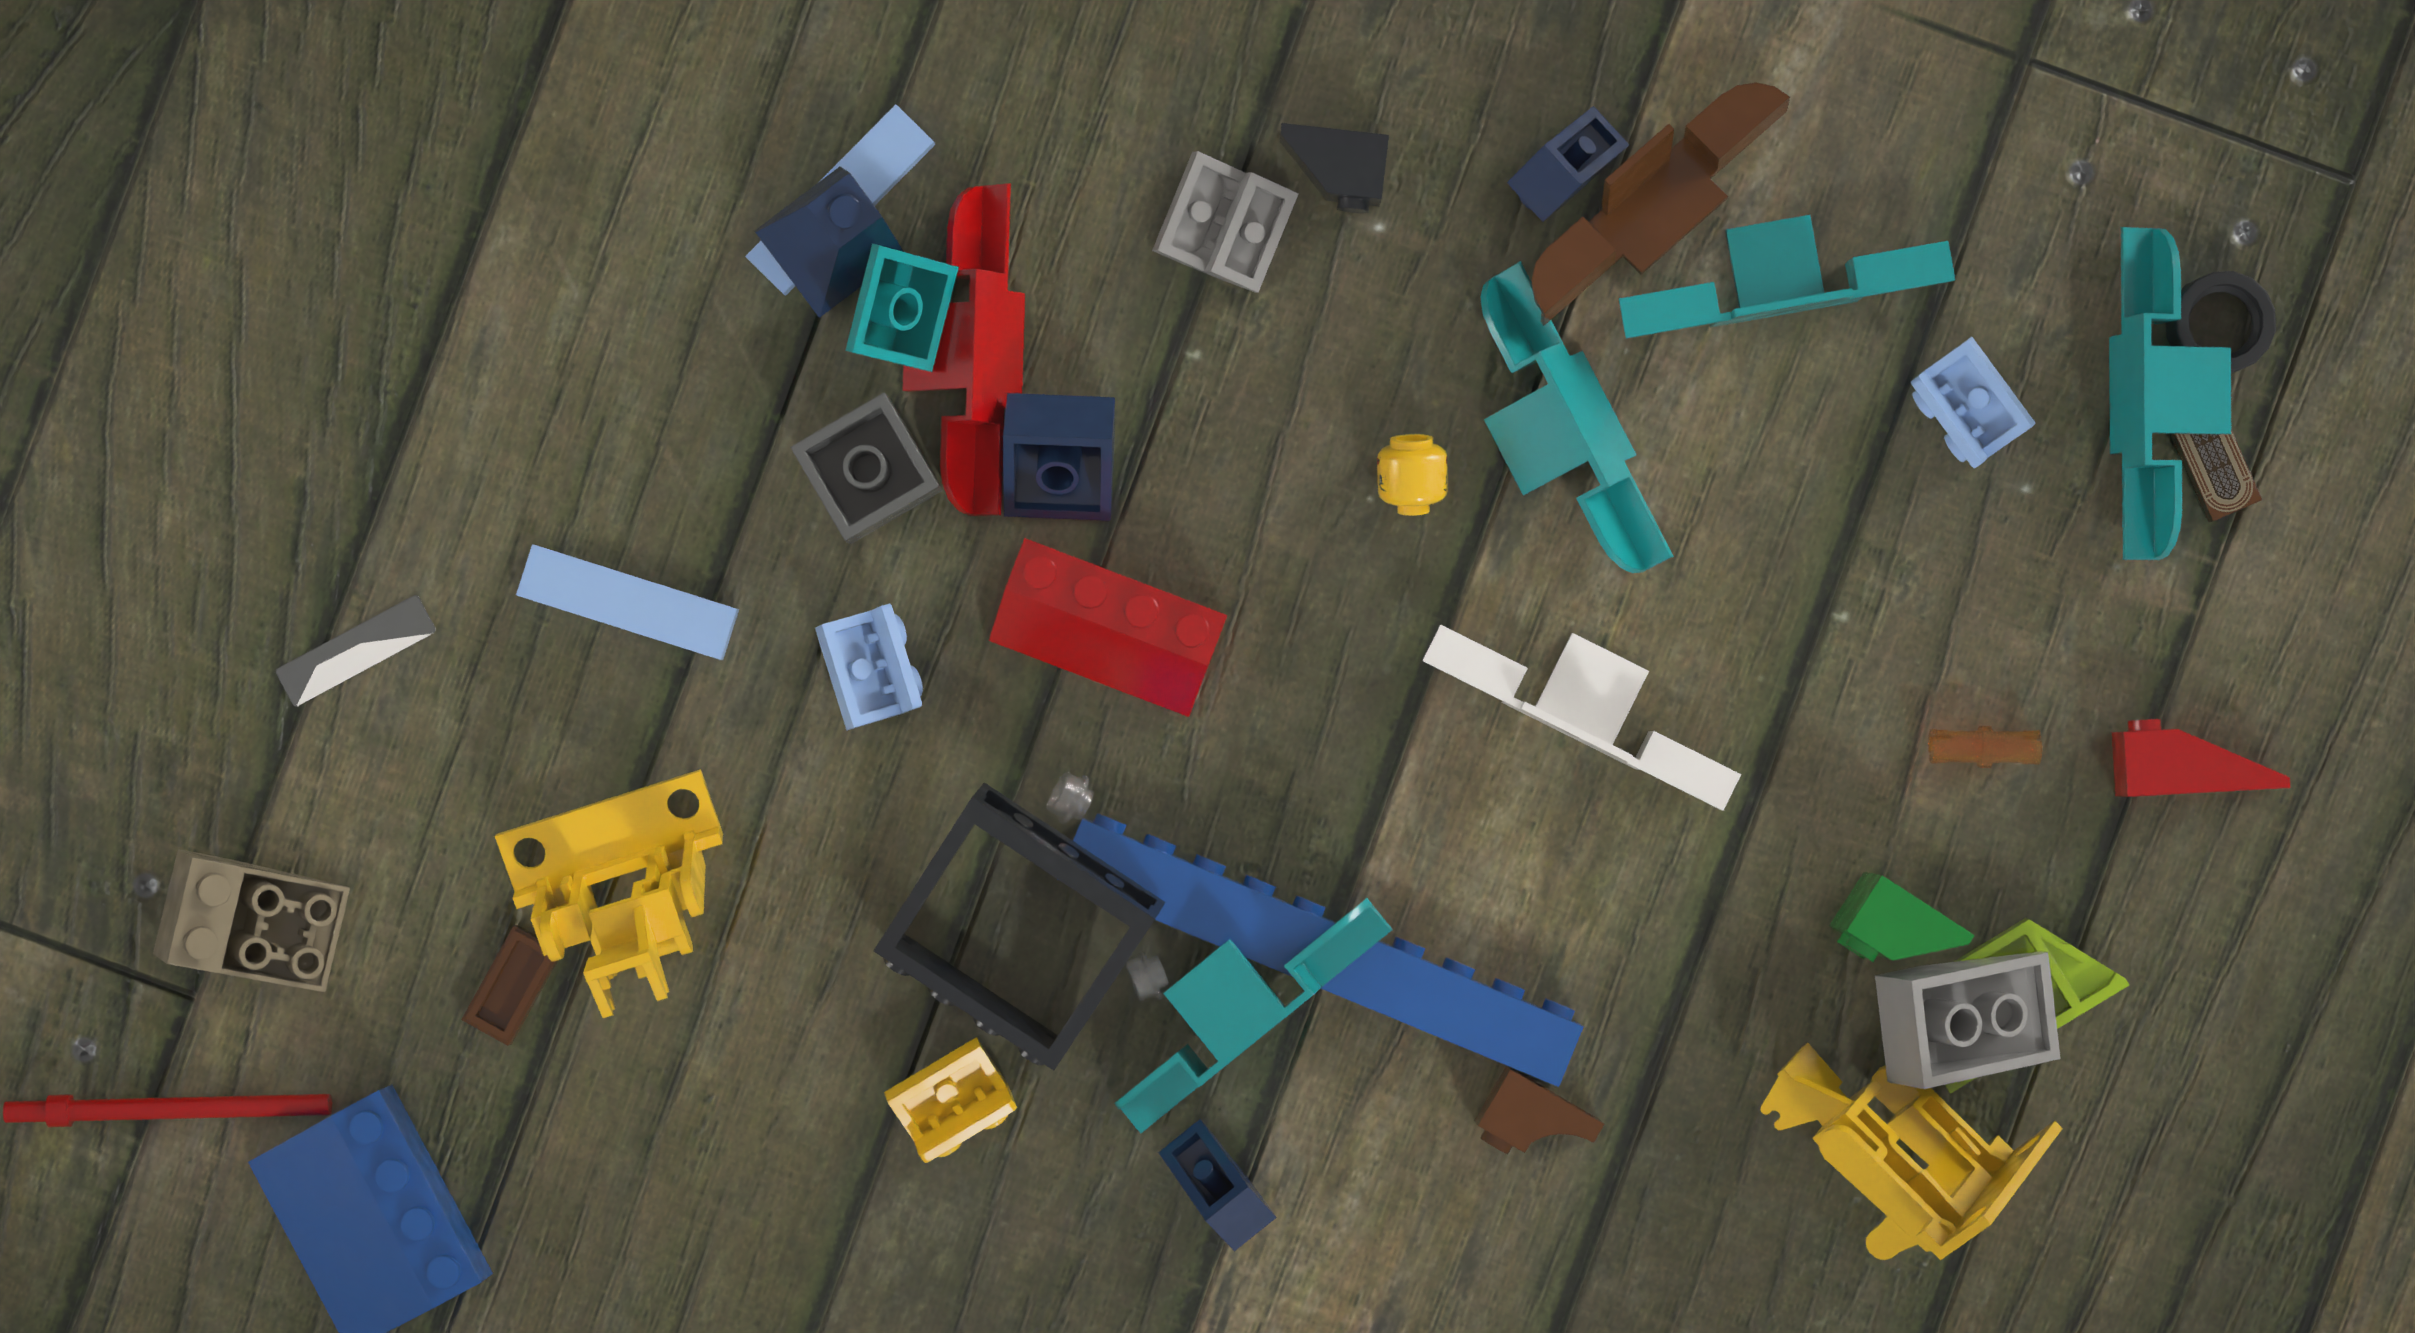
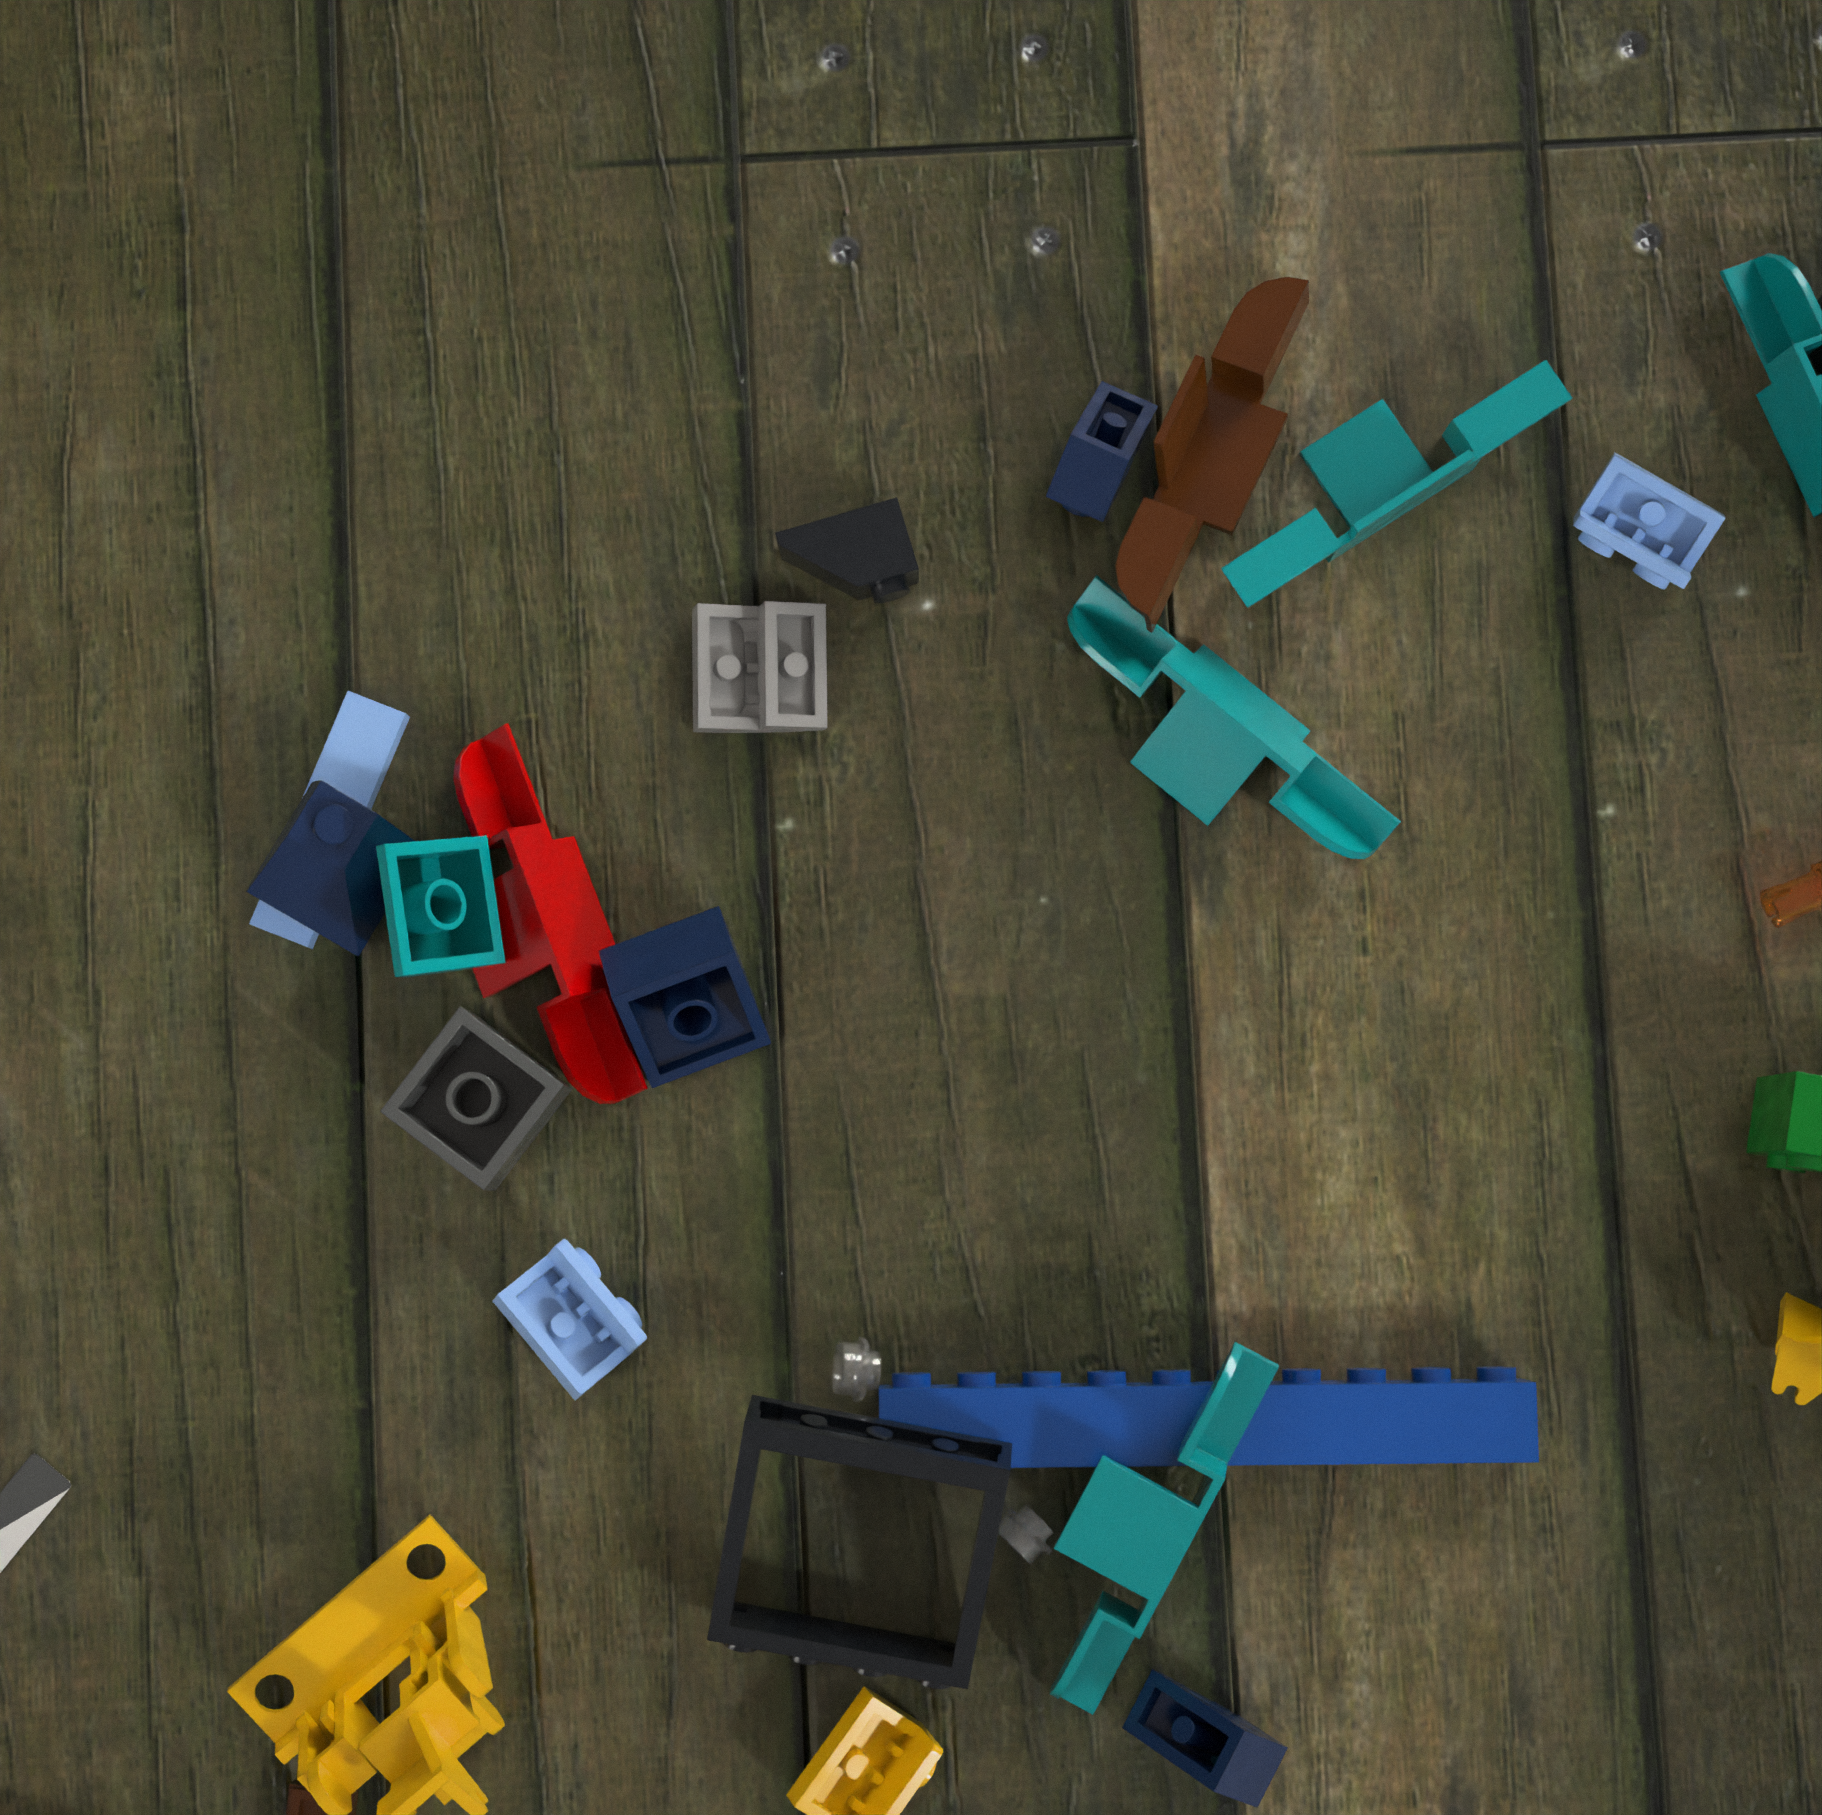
camera: 25 degrees left, 5 degrees down
(627, 602) = (272, 1361): light blue tile -> none
(1107, 627) = (816, 1162): red slope -> none
(1412, 473) = (1079, 852): yellow head -> none
(1525, 1111) = (1511, 1506): reddish brown arch -> none
(1587, 701) = (1378, 1019): white piece -> none

